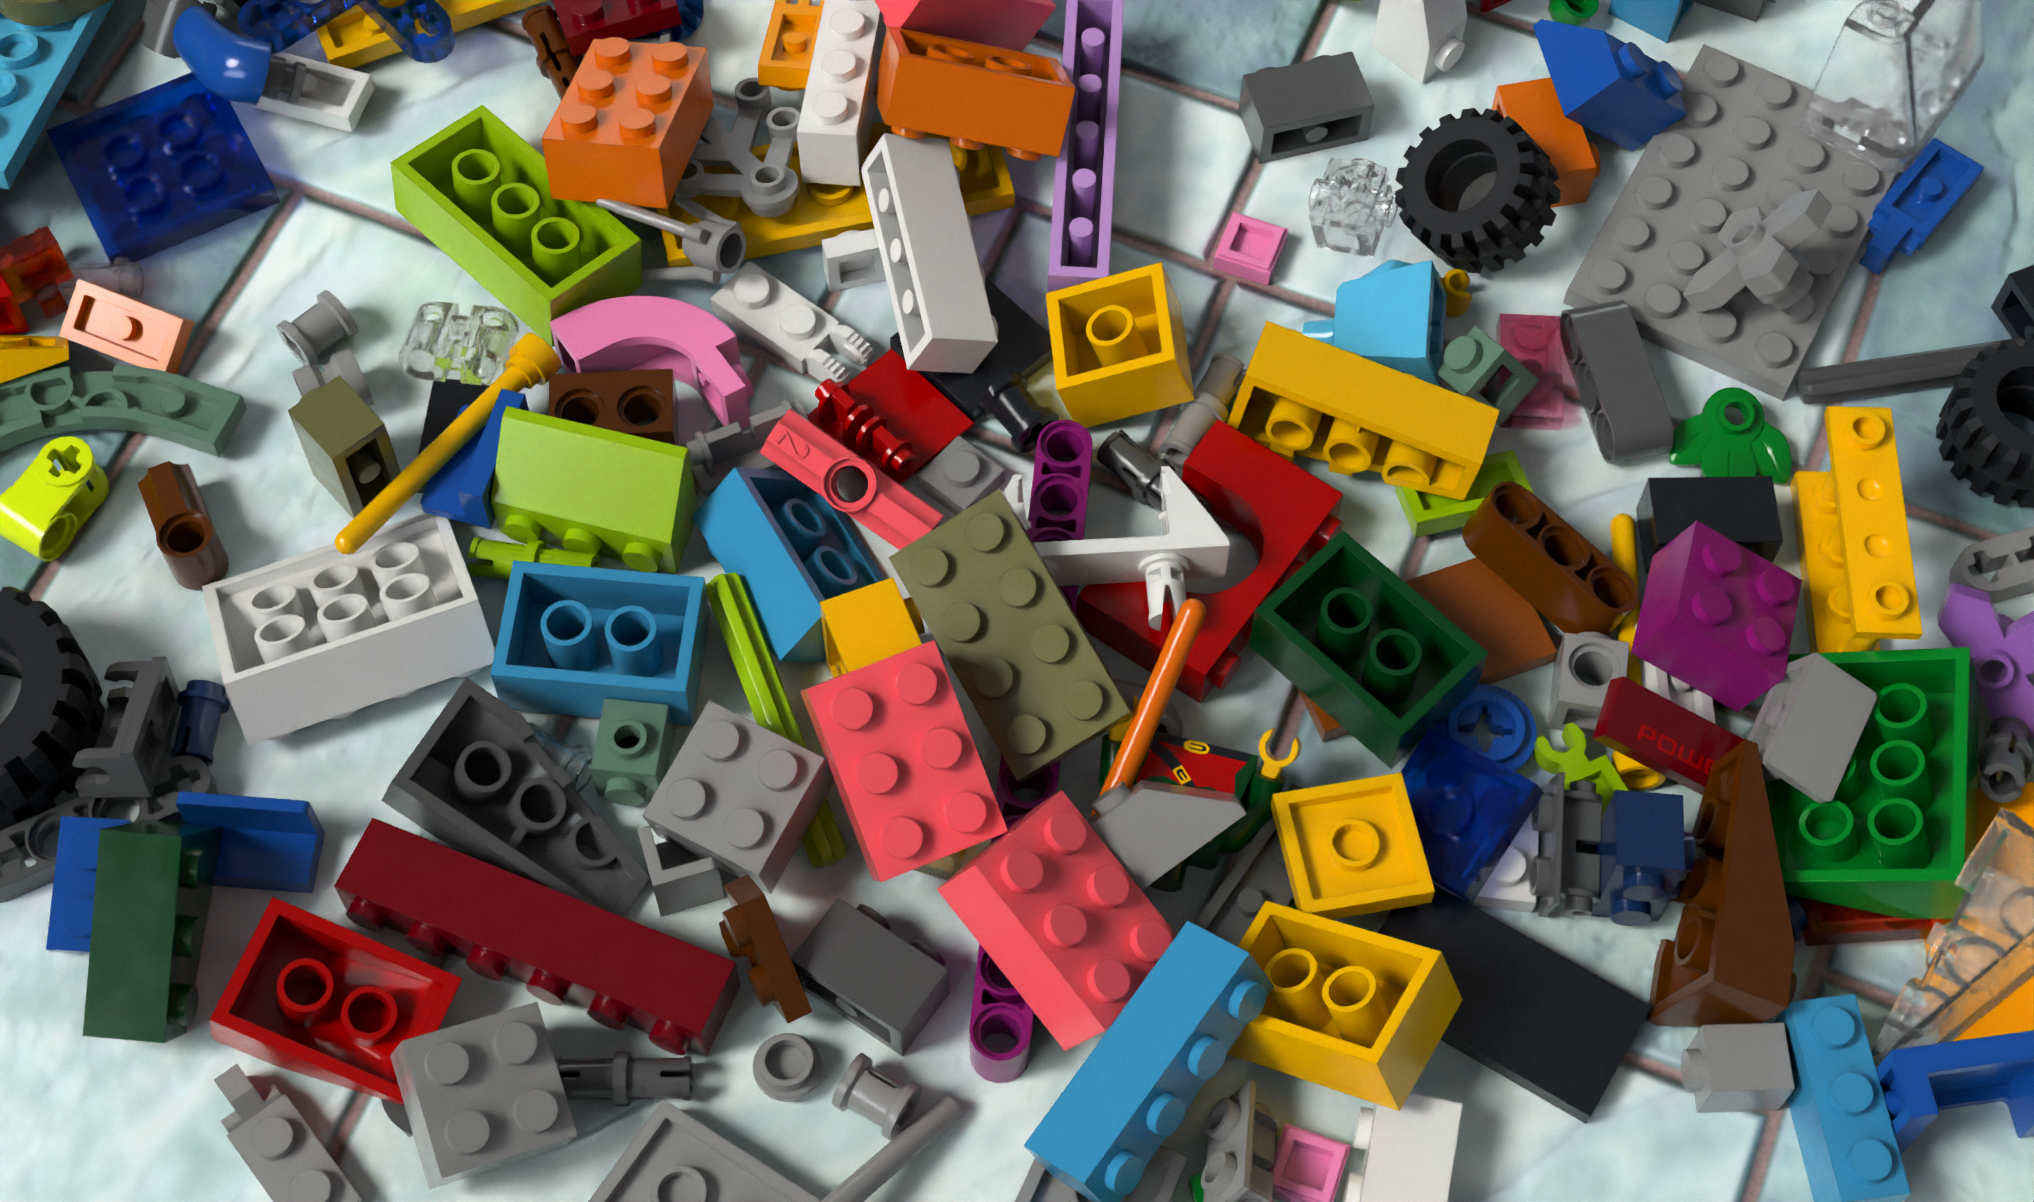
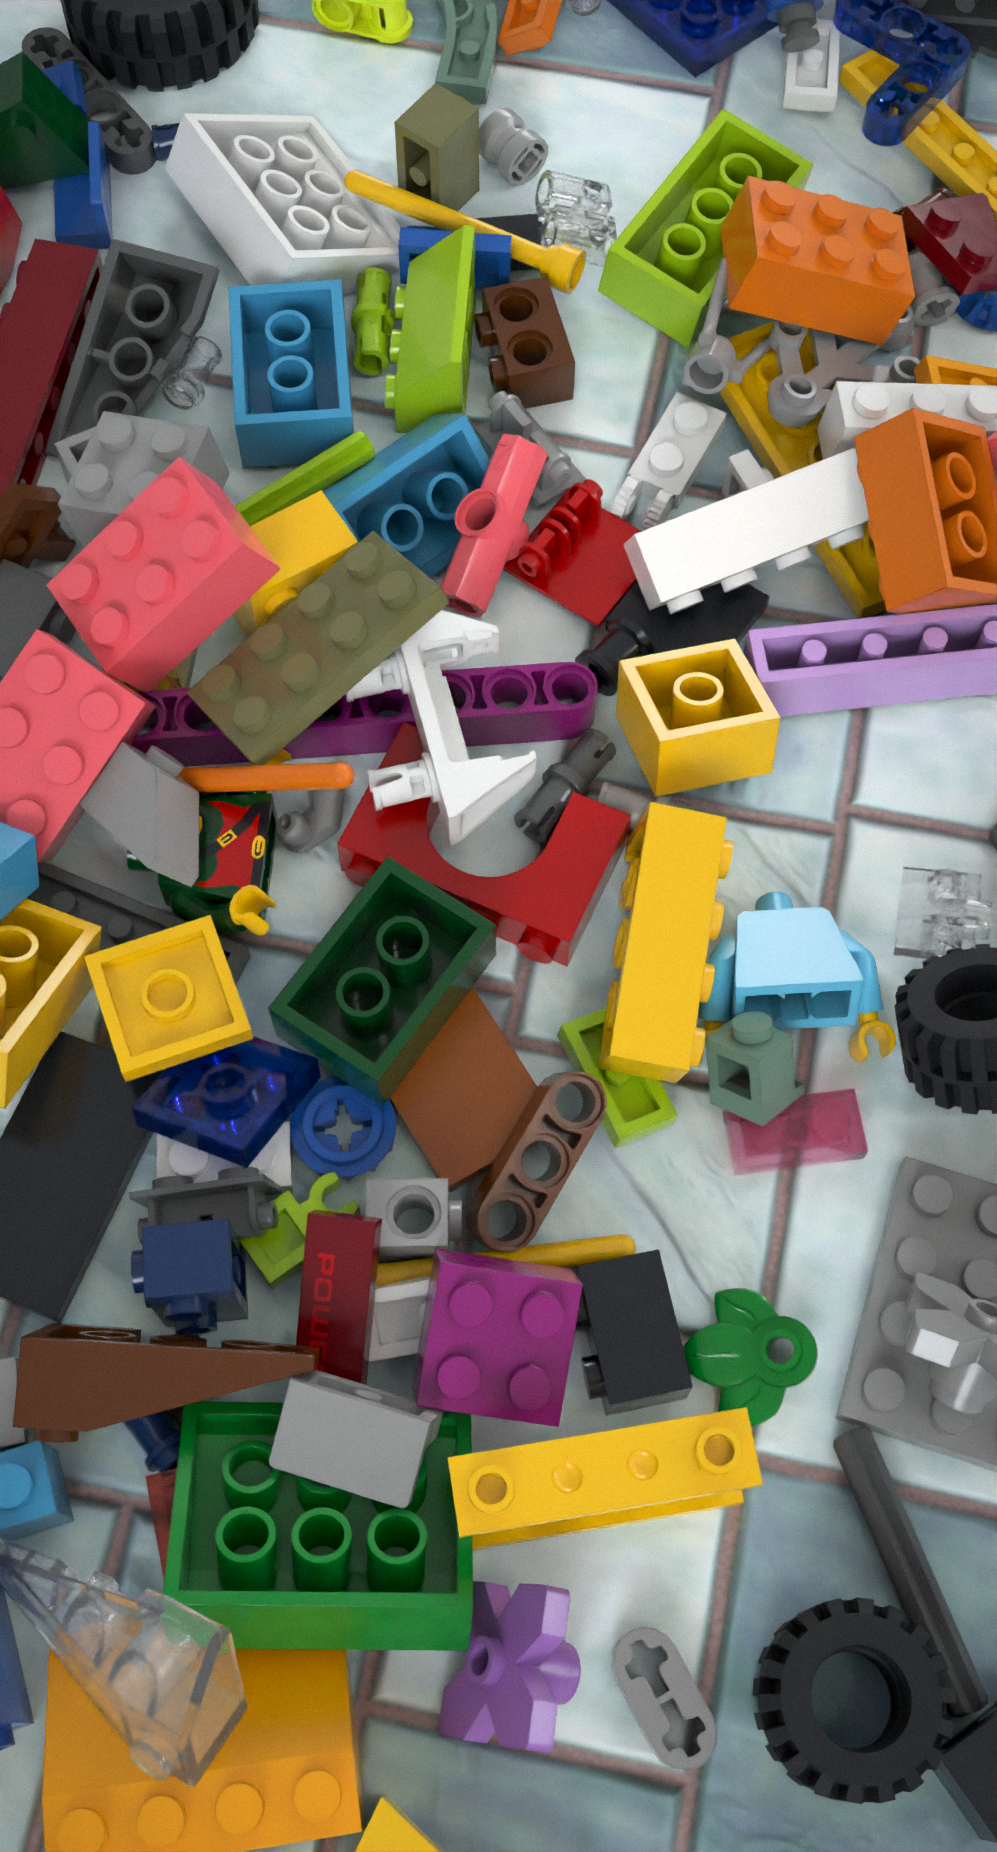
camera: 80 degrees right, 5 degrees up
(132, 733) = (157, 94): dark grey hinge -> none
(183, 525) = (347, 86): reddish brown piece -> none
(317, 328) = (568, 124): light grey bush -> none
(631, 750) = (204, 405): sand green brick -> none
(658, 334) = (614, 339): bright pink arch -> none
(960, 476) = (537, 626): light grey plate -> none
(1250, 248) = (873, 839): bright pink tile -> none
(1616, 382) = (796, 1217): dark grey beam -> none
(2013, 761) = (343, 1671): dark grey pin -> none

